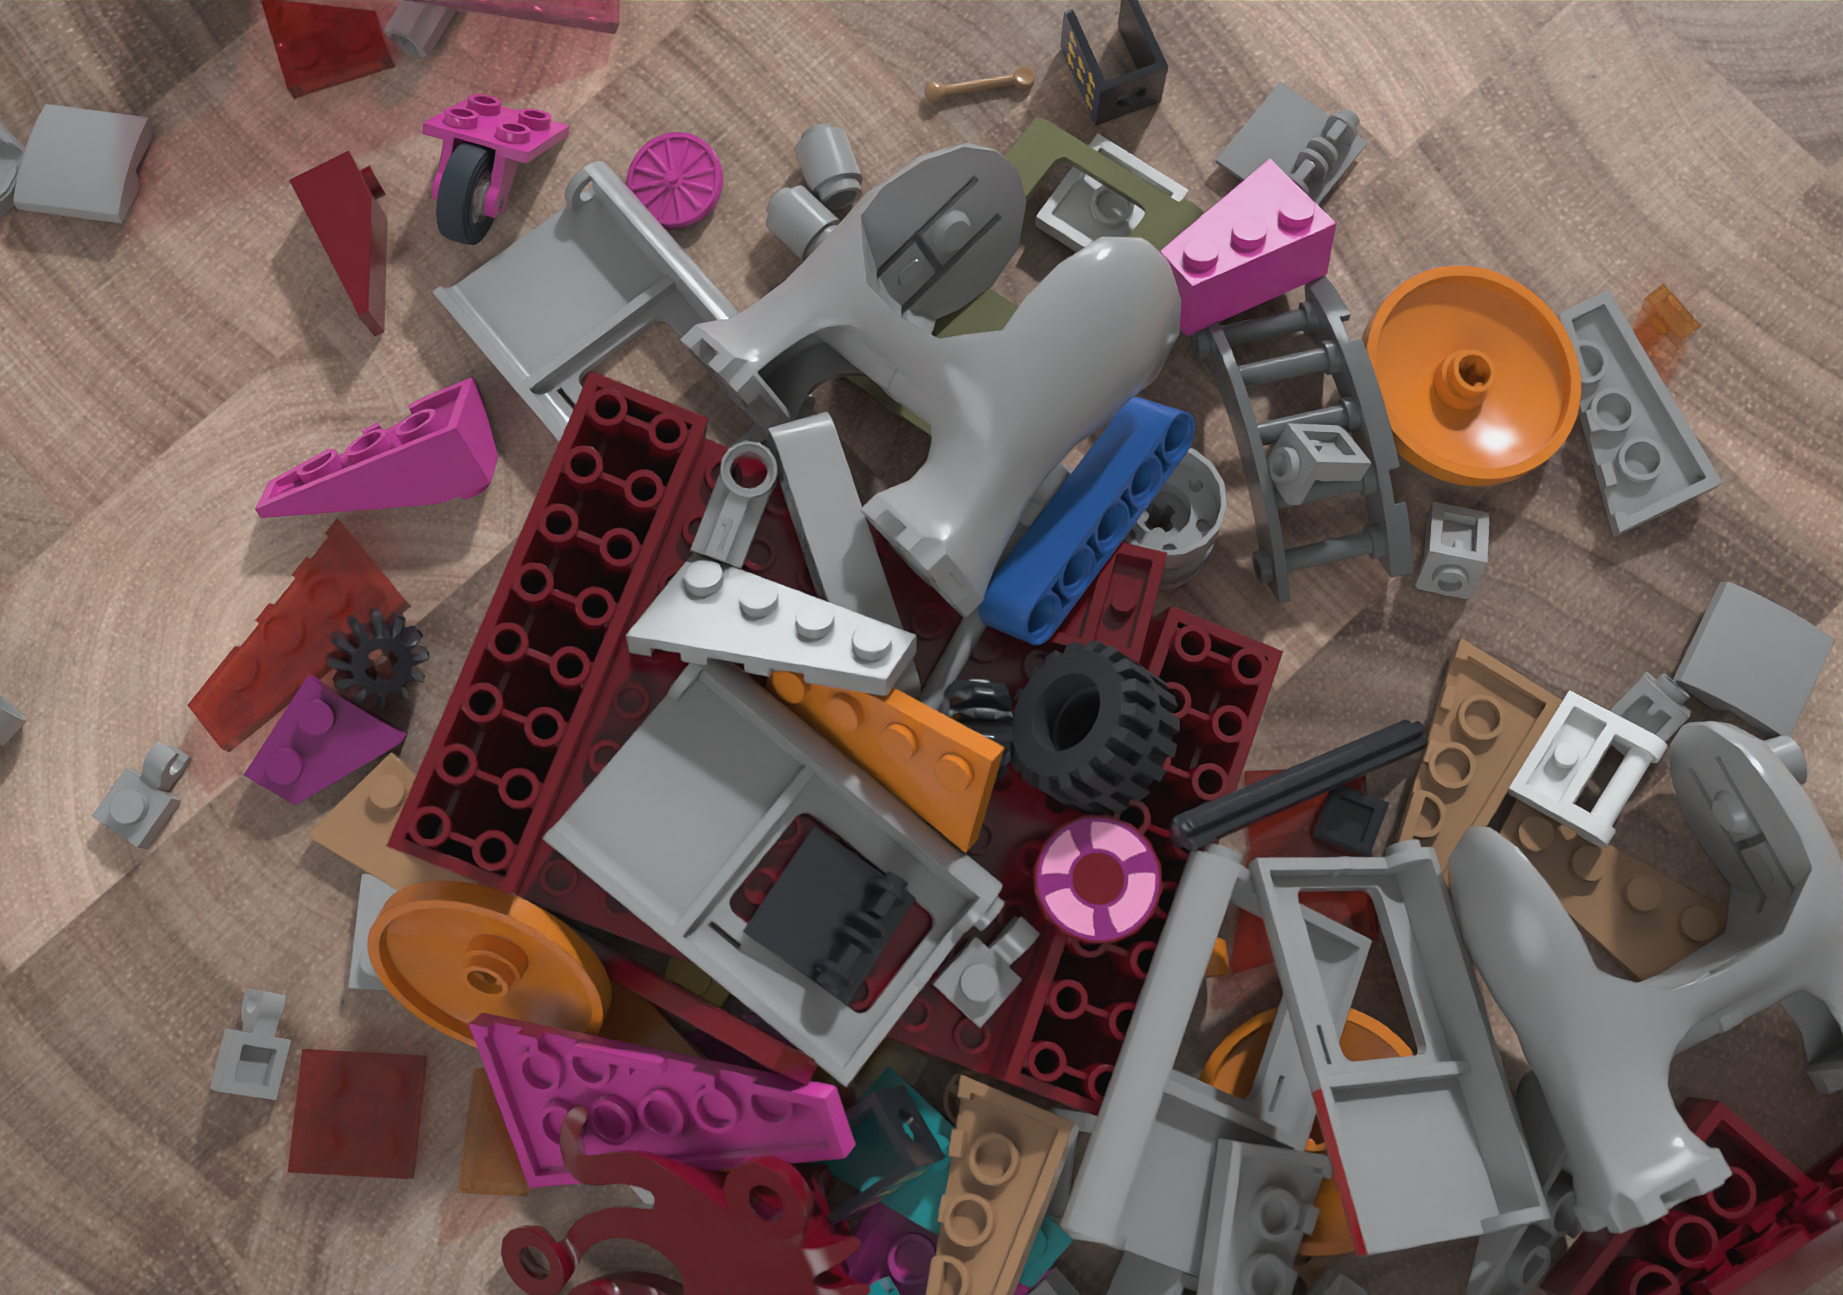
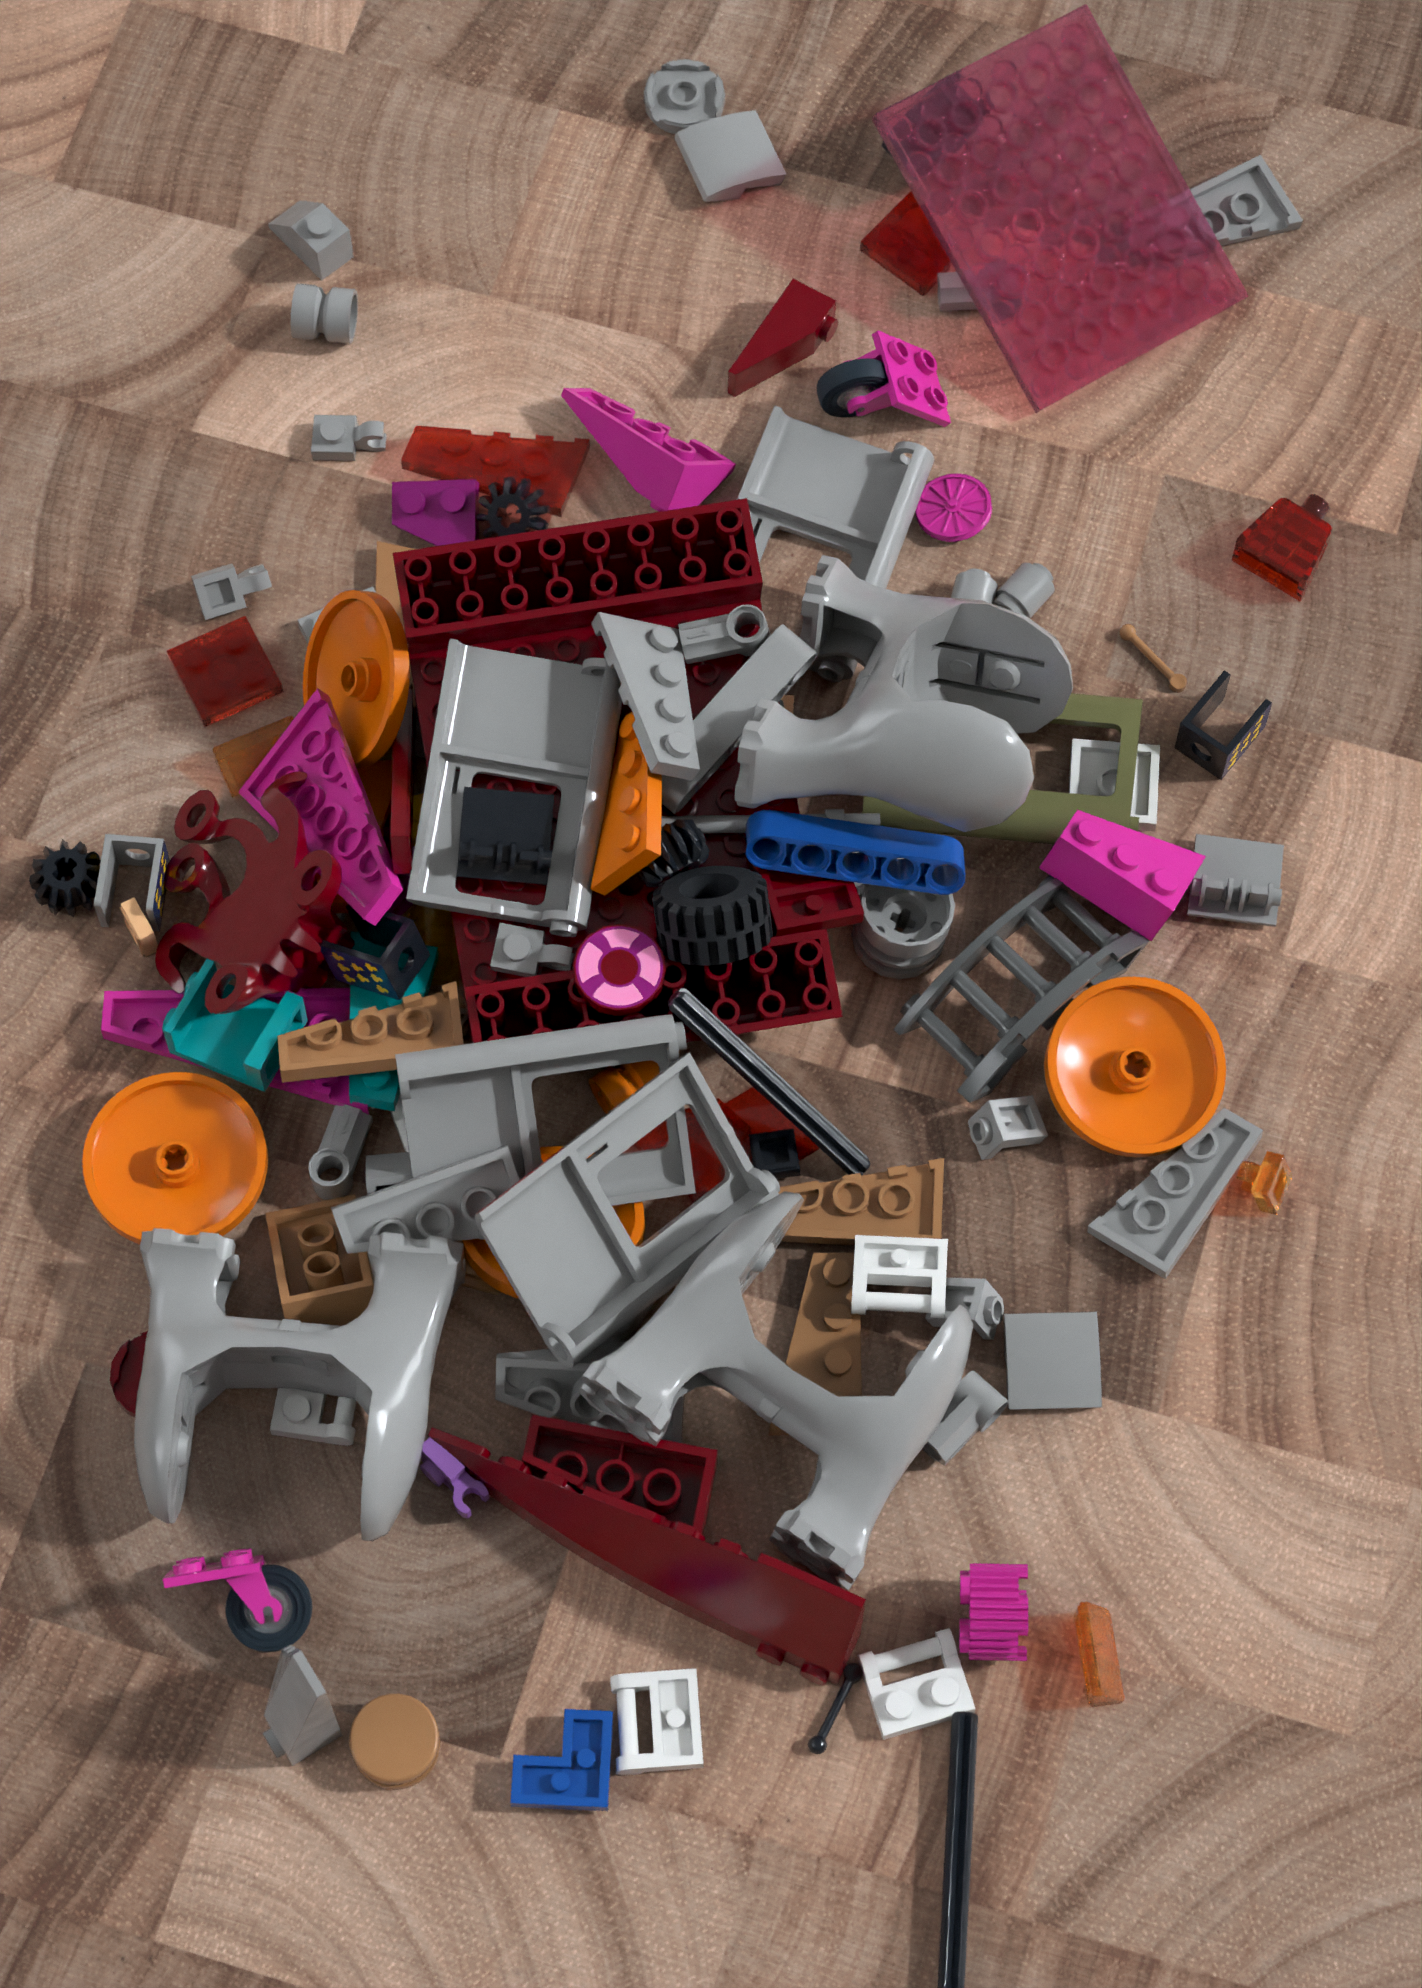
camera: 55 degrees right, 10 degrees down
(1313, 454) = (998, 980): light grey bracket -> none

